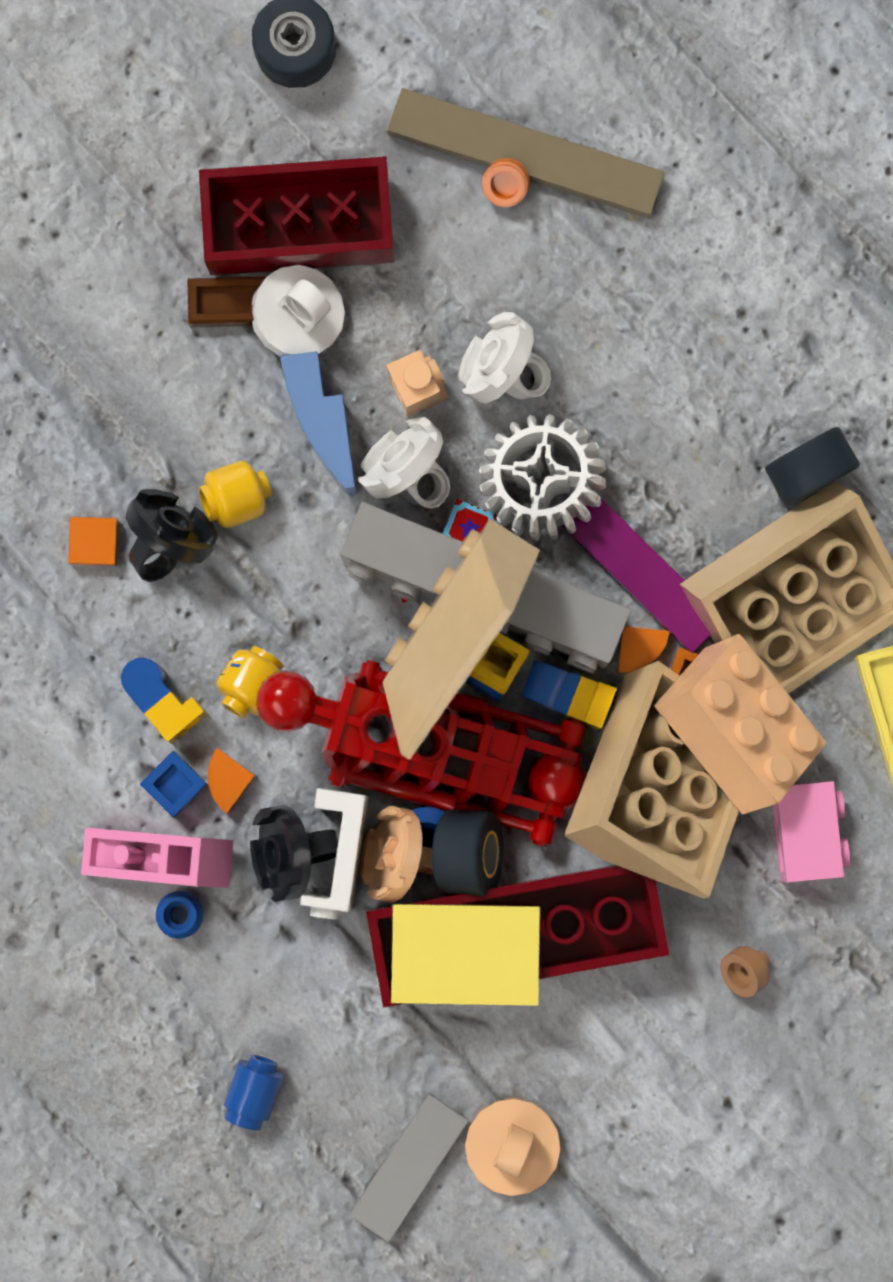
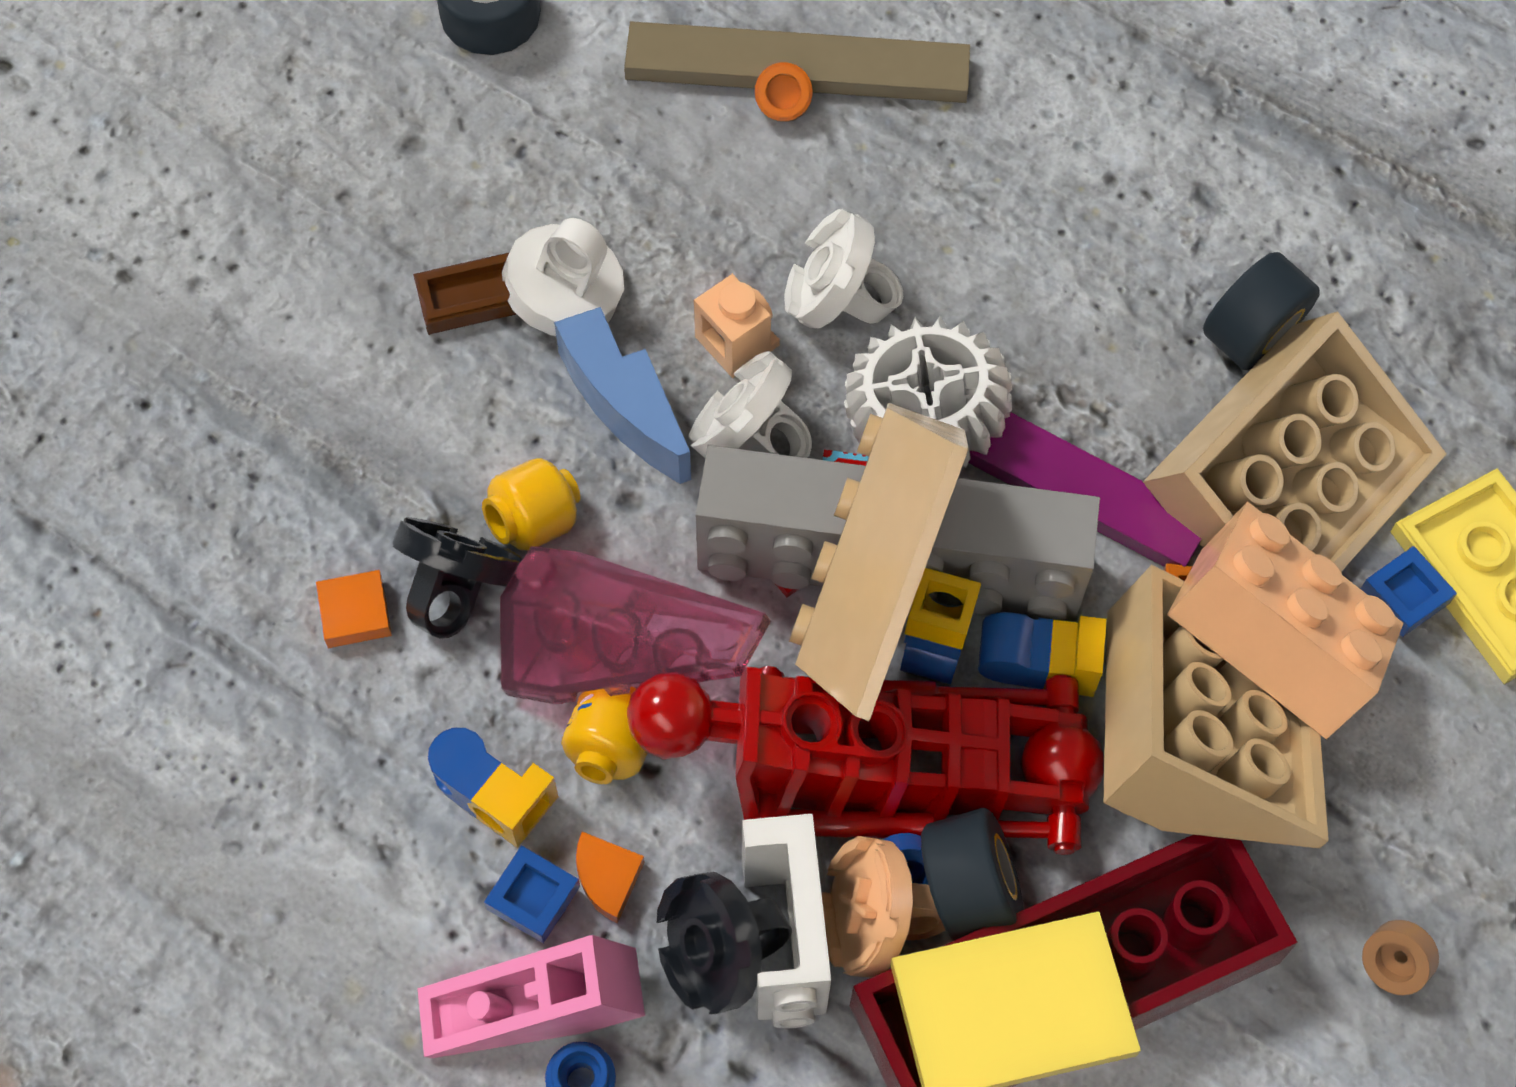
camera: 20 degrees left, 20 degrees down
(256, 615) = (598, 625): none -> clear pink wedge
(296, 215) = (535, 165): dark red brick -> none
(640, 648) = (1113, 575): orange tile -> none
(809, 833) = (1419, 752): bright pink brick -> none
(846, 711) = (1410, 589): none -> blue plate

